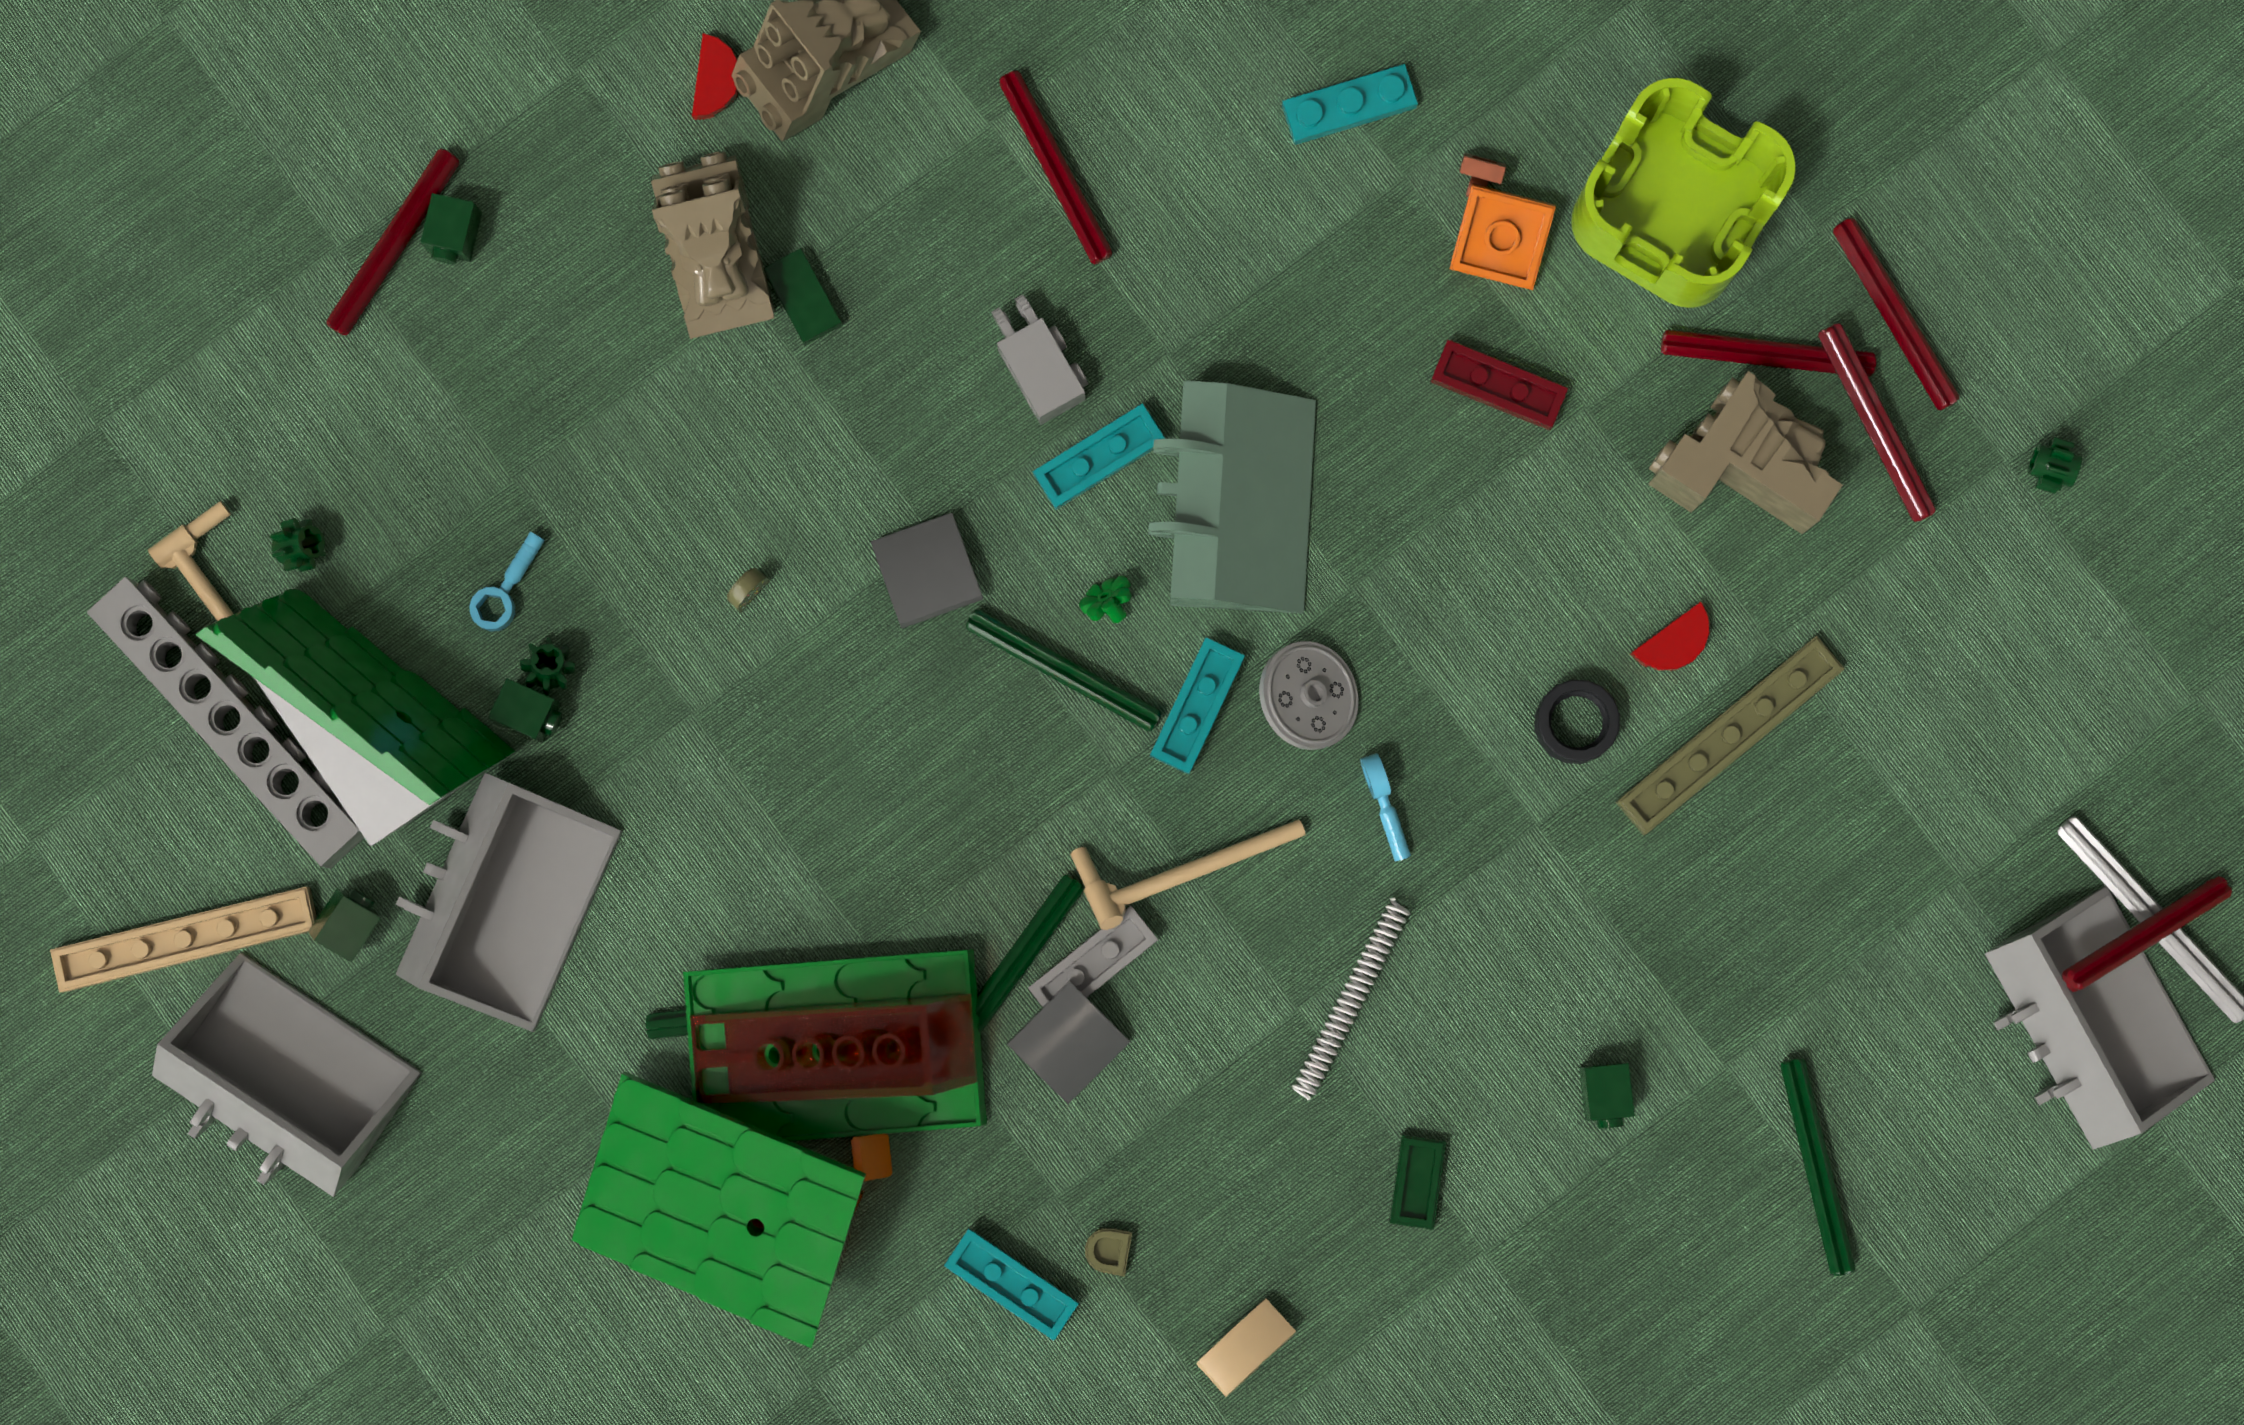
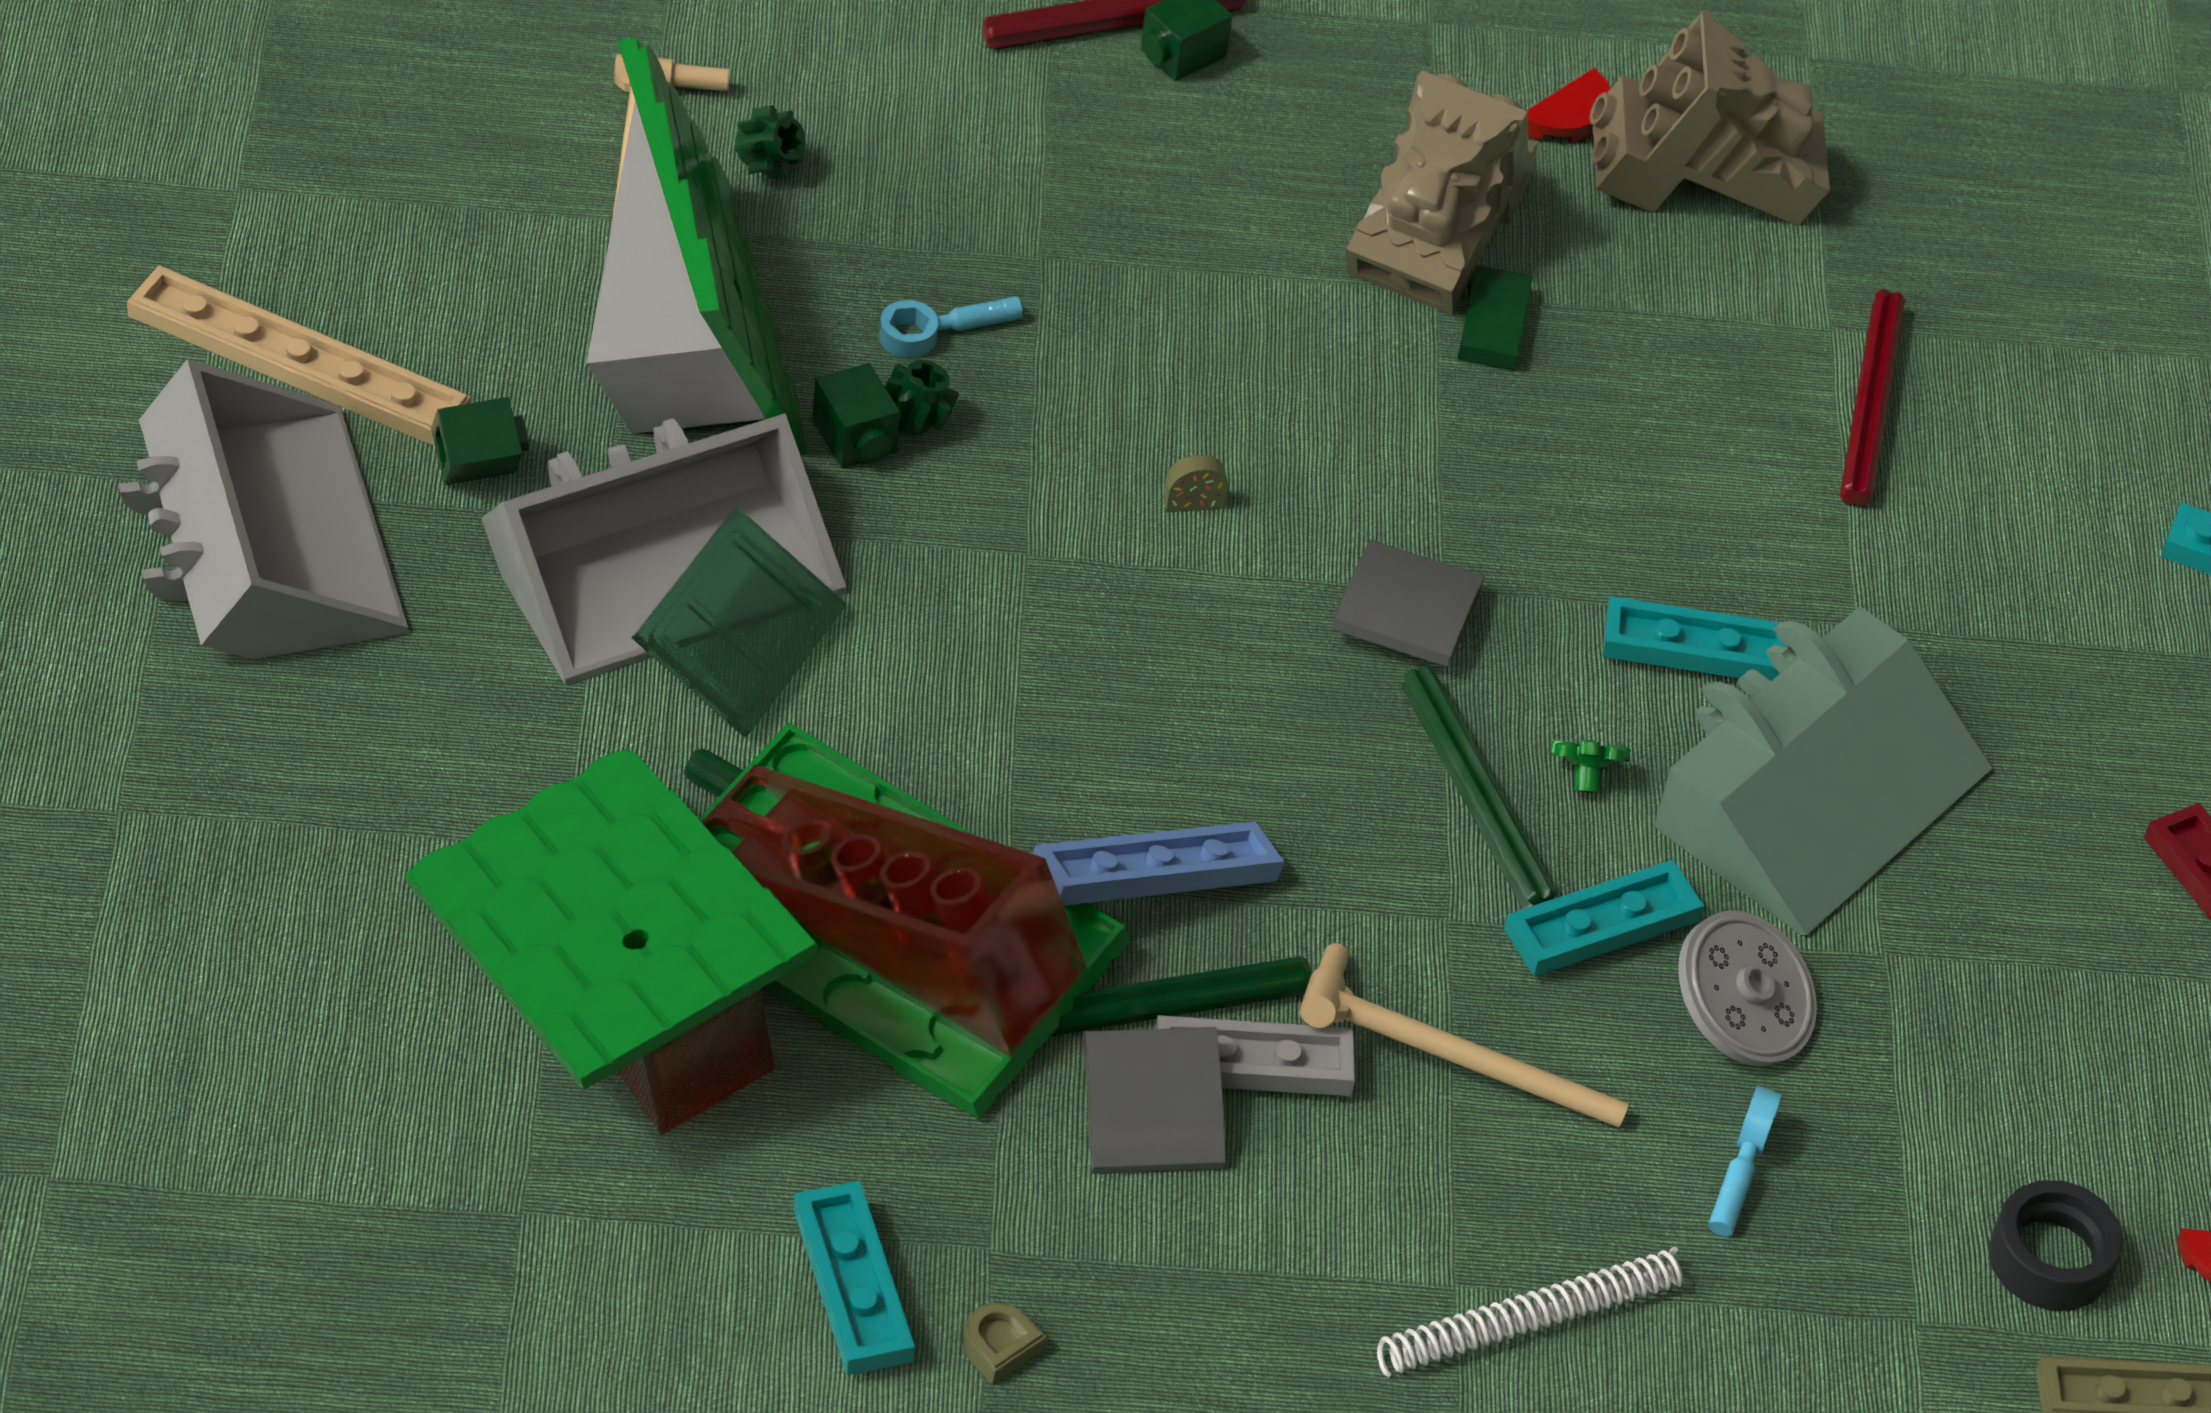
camera: 30 degrees right, 35 degrees down
(118, 617) = (545, 226): light grey brick -> none
(596, 923) = (739, 621): none -> clear green piece
(872, 1155) = (815, 1041): orange slope -> none
(949, 893) = (1161, 862): none -> medium blue plate
(1039, 365) = (1702, 526): light grey hinge -> none

